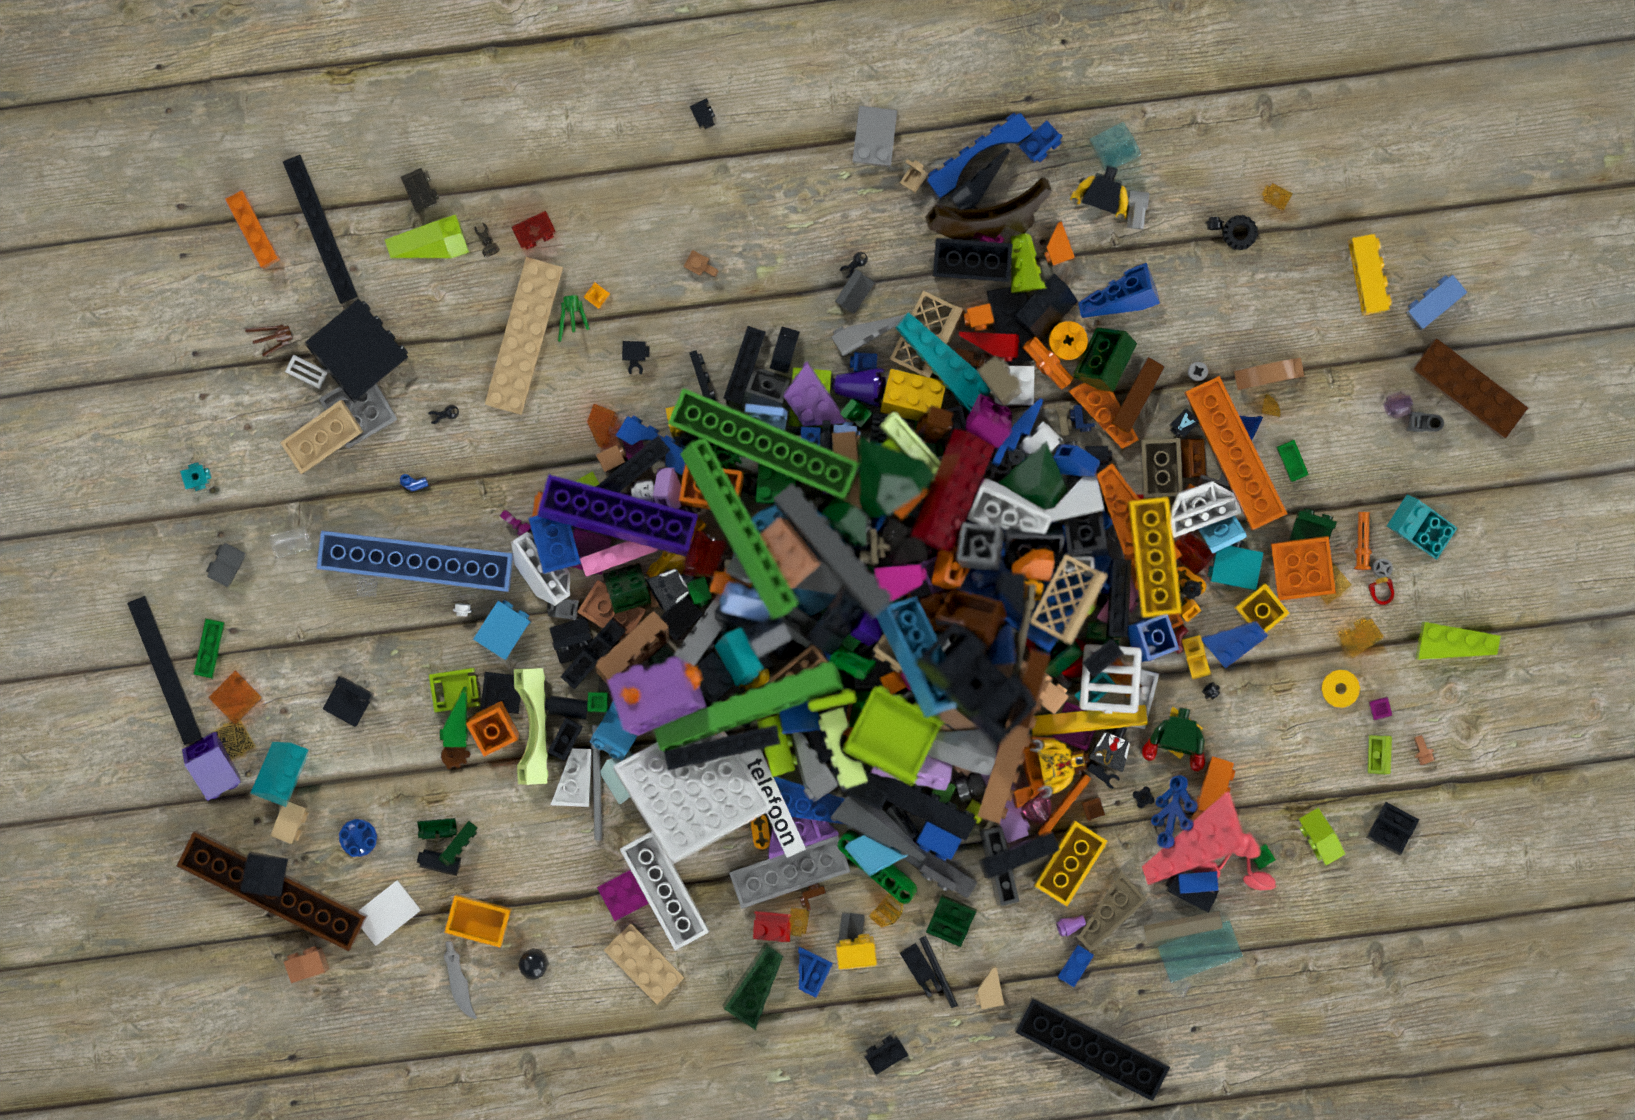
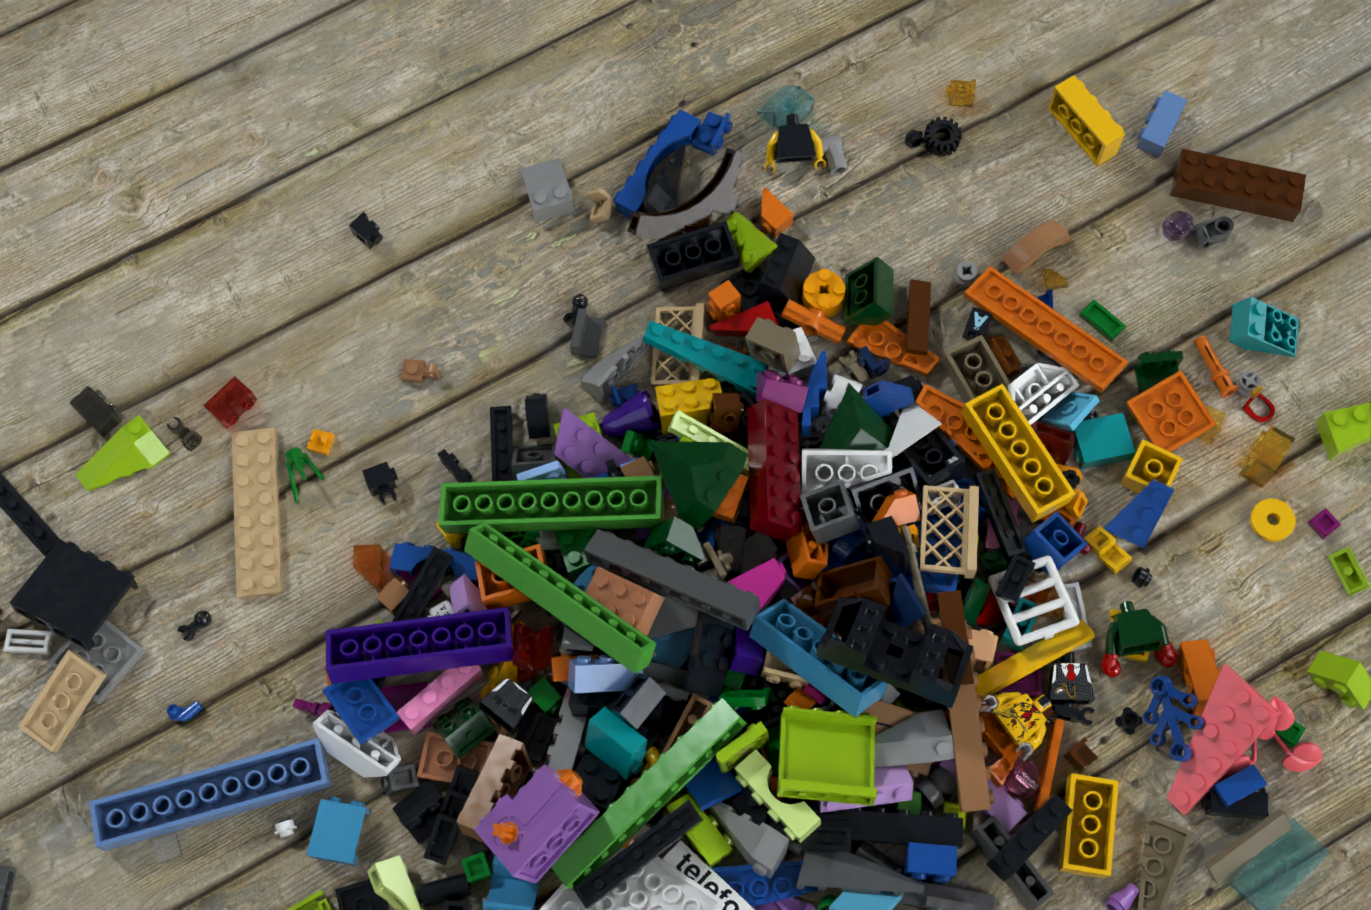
camera: 25 degrees left, 20 degrees down
(1128, 294) = (867, 225): blue wedge -> none

